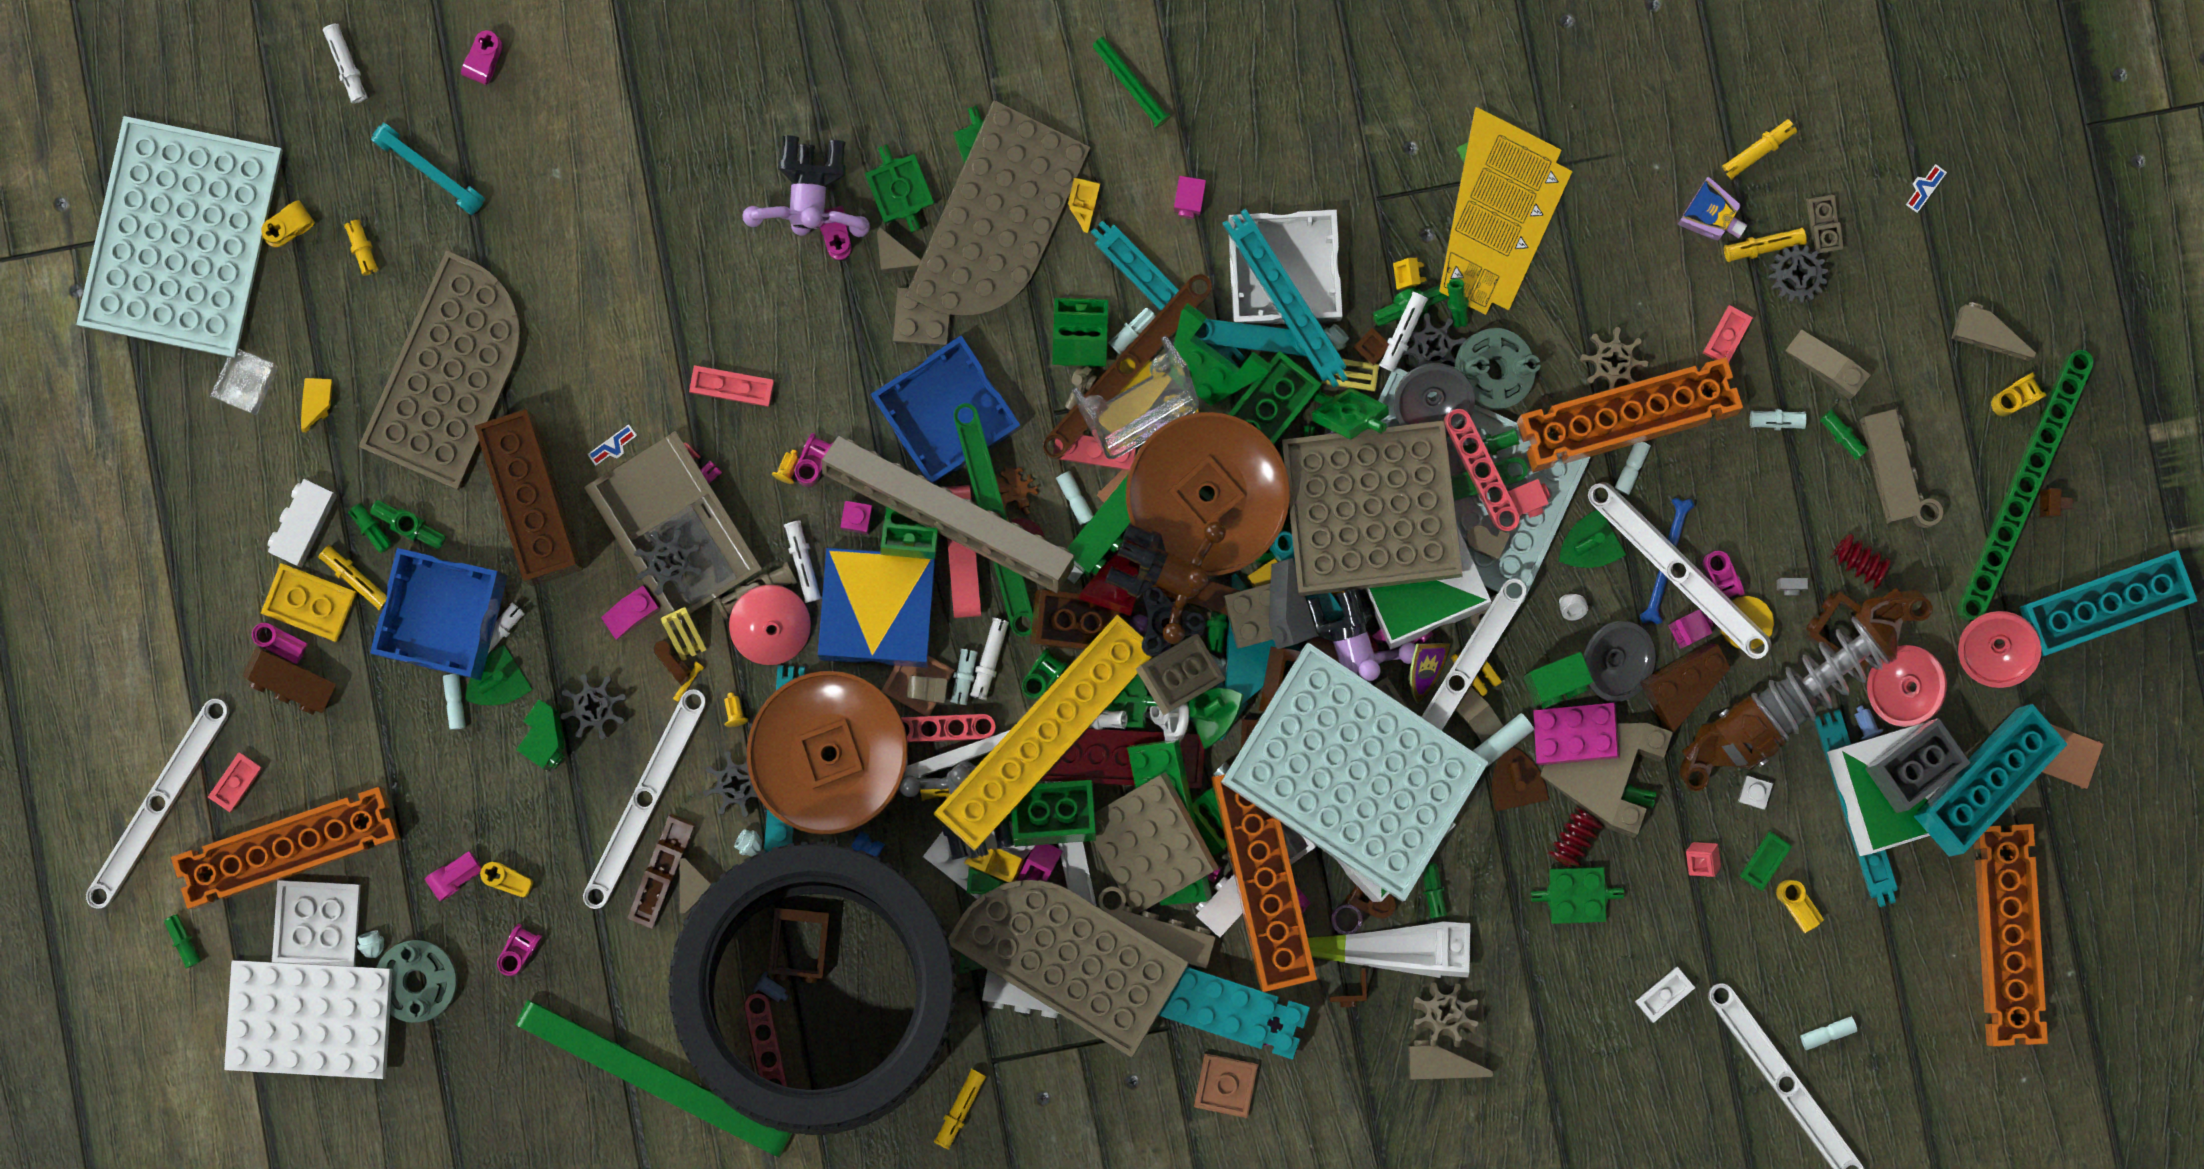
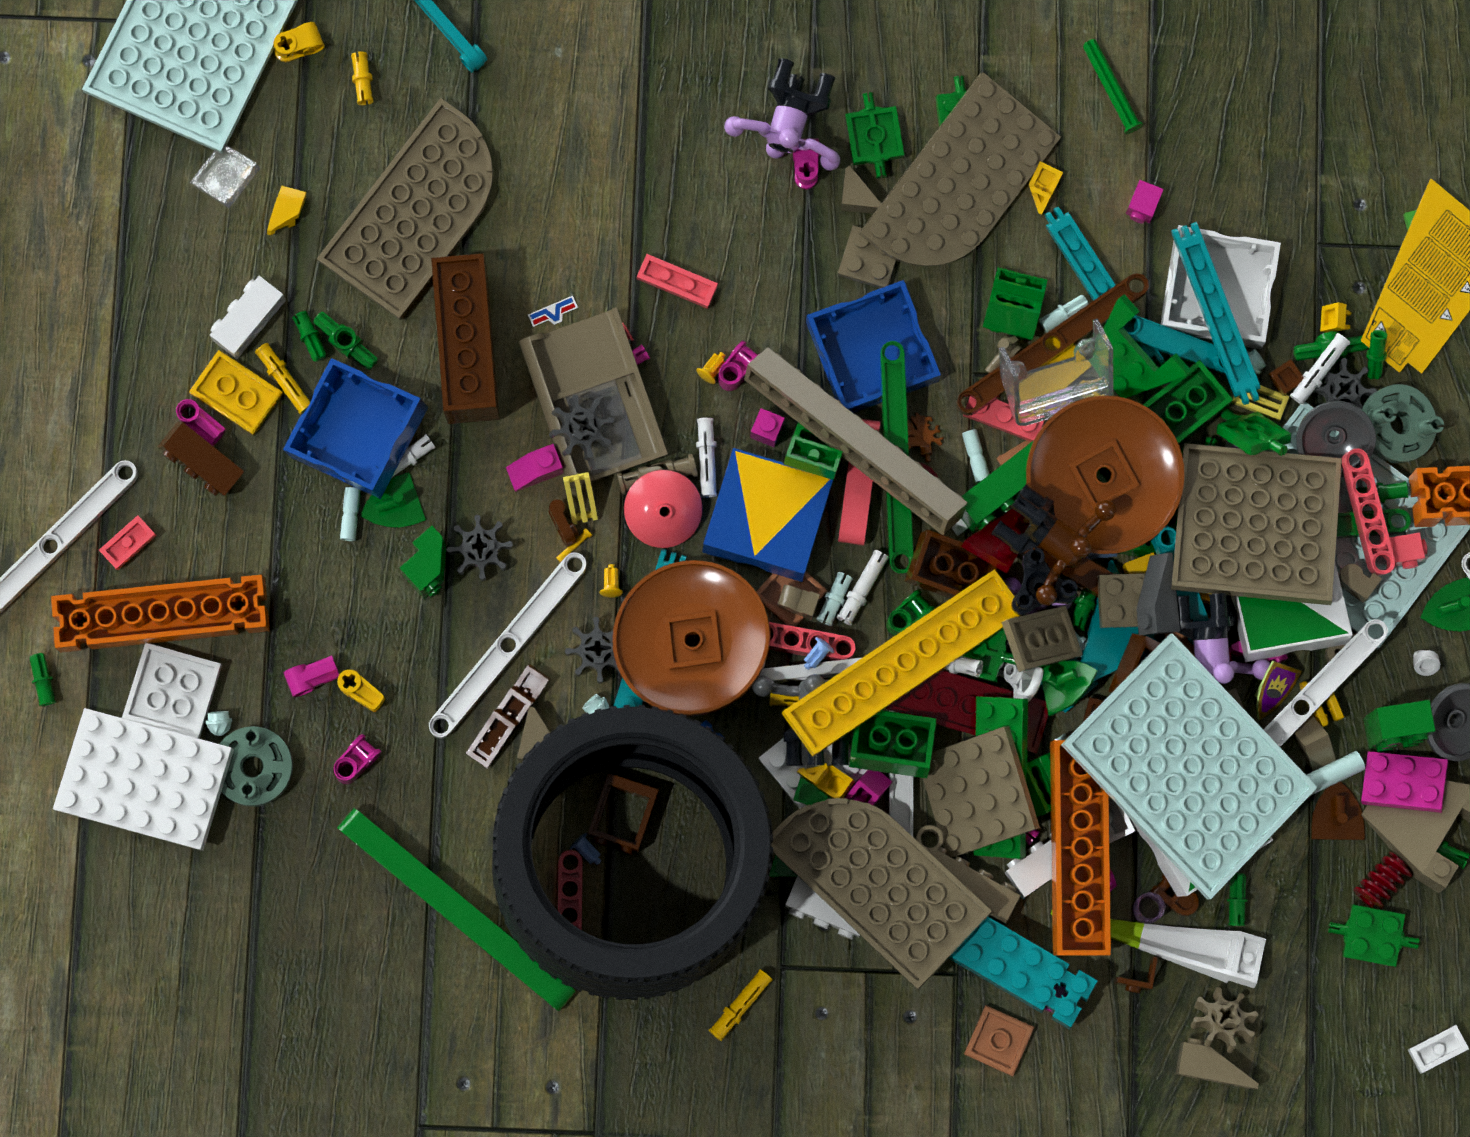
camera: 10 degrees right, 5 degrees down
(958, 739) = (817, 654): none -> light blue piece

